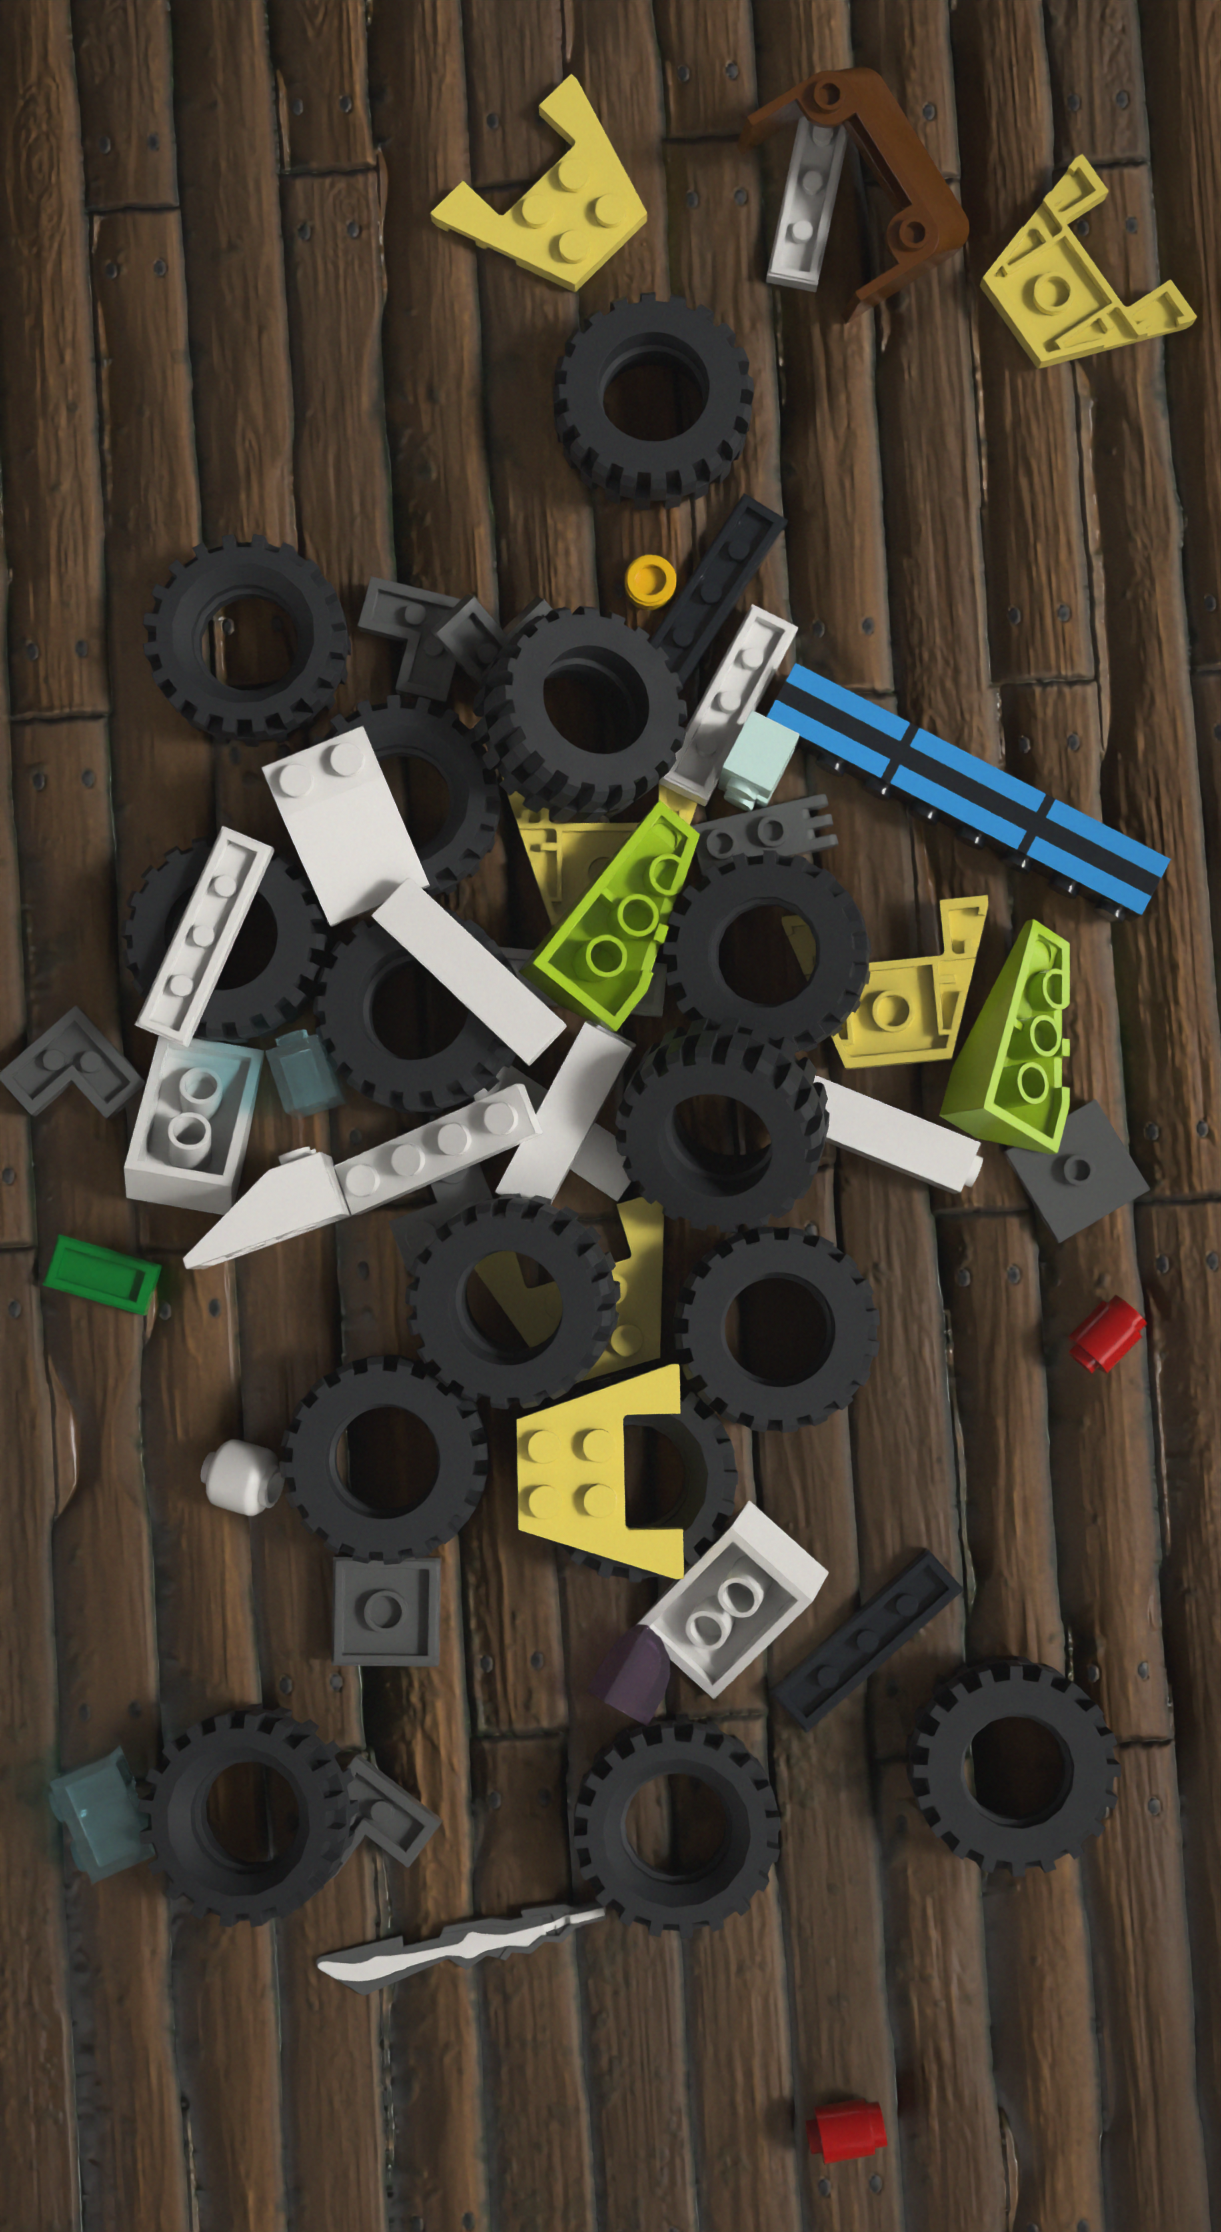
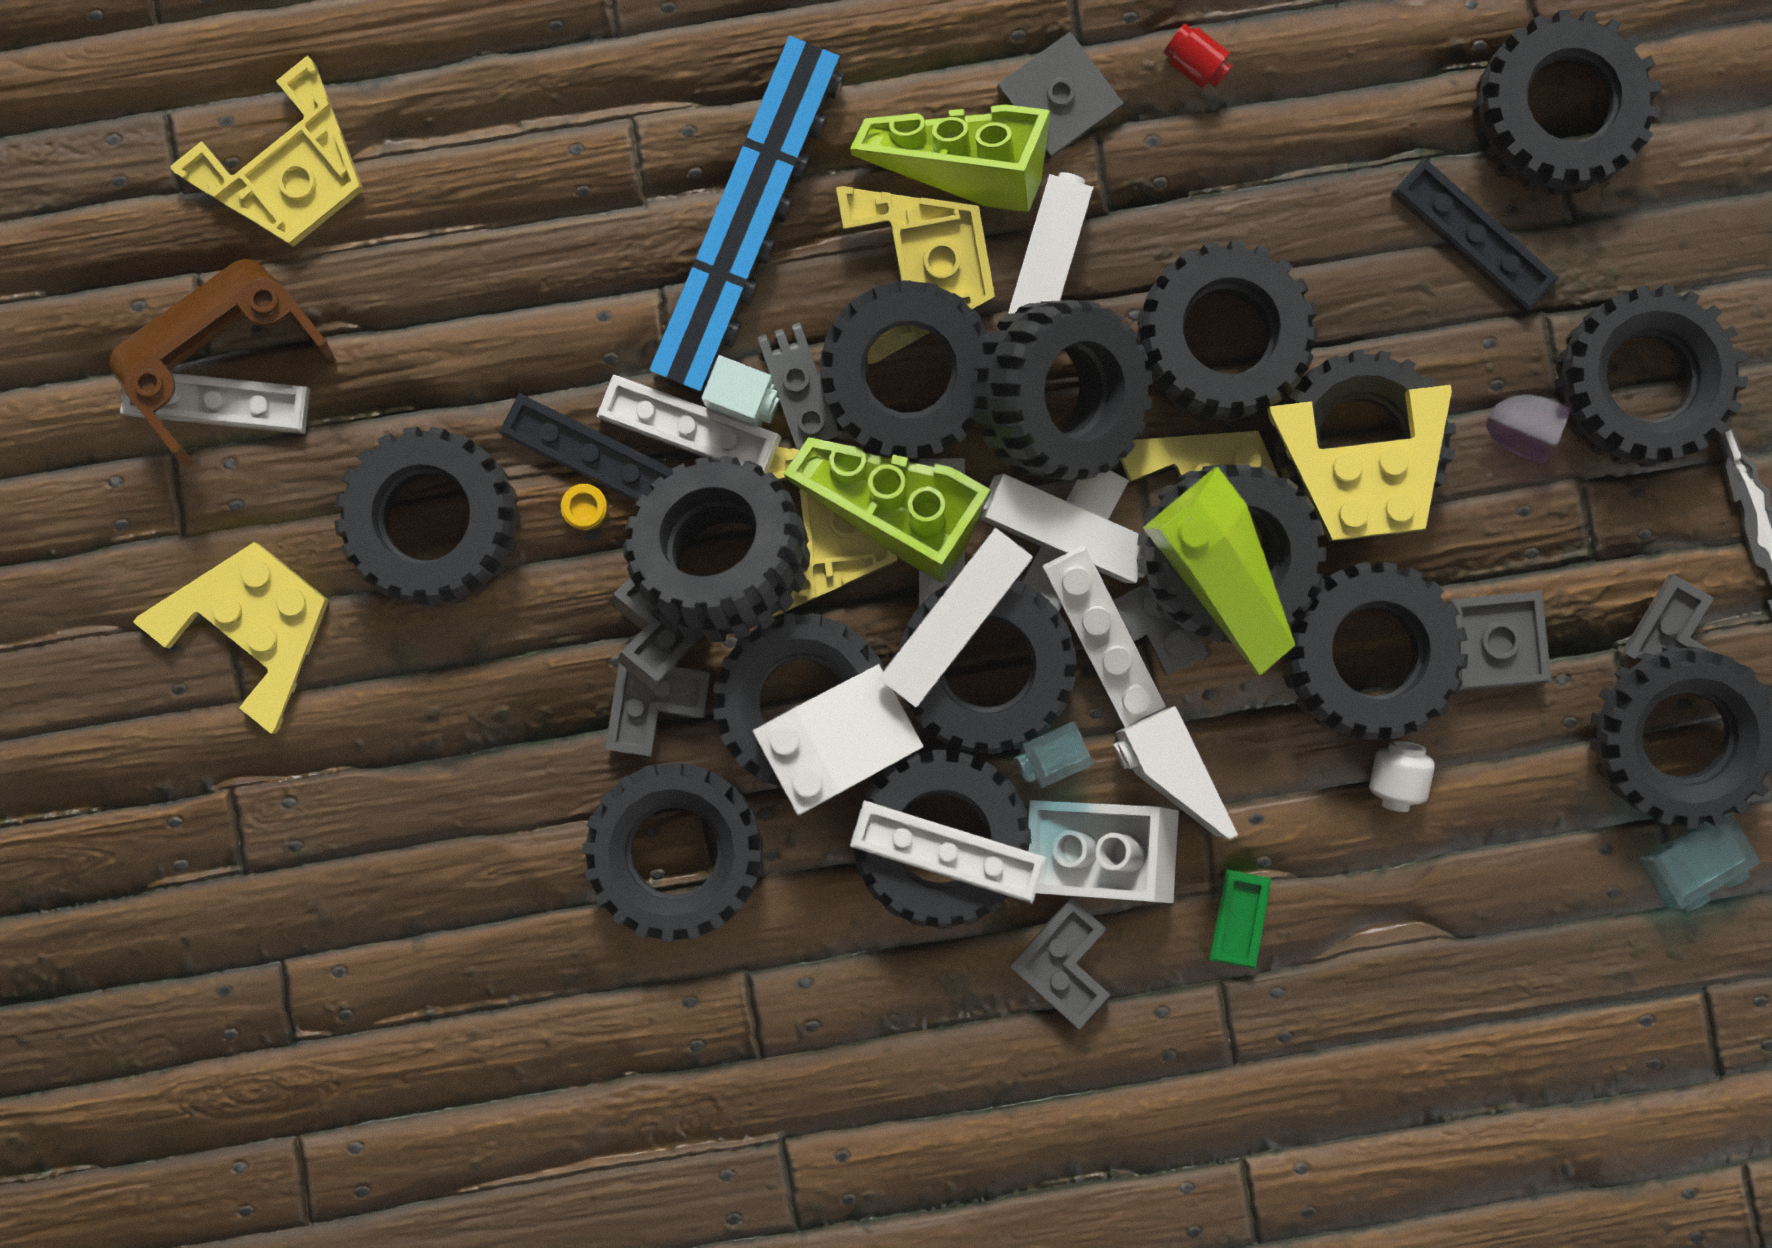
camera: 95 degrees left, 0 degrees up
(501, 1280) = (1220, 558): none -> lime wedge
(734, 1599) = (1457, 344): white slope -> none

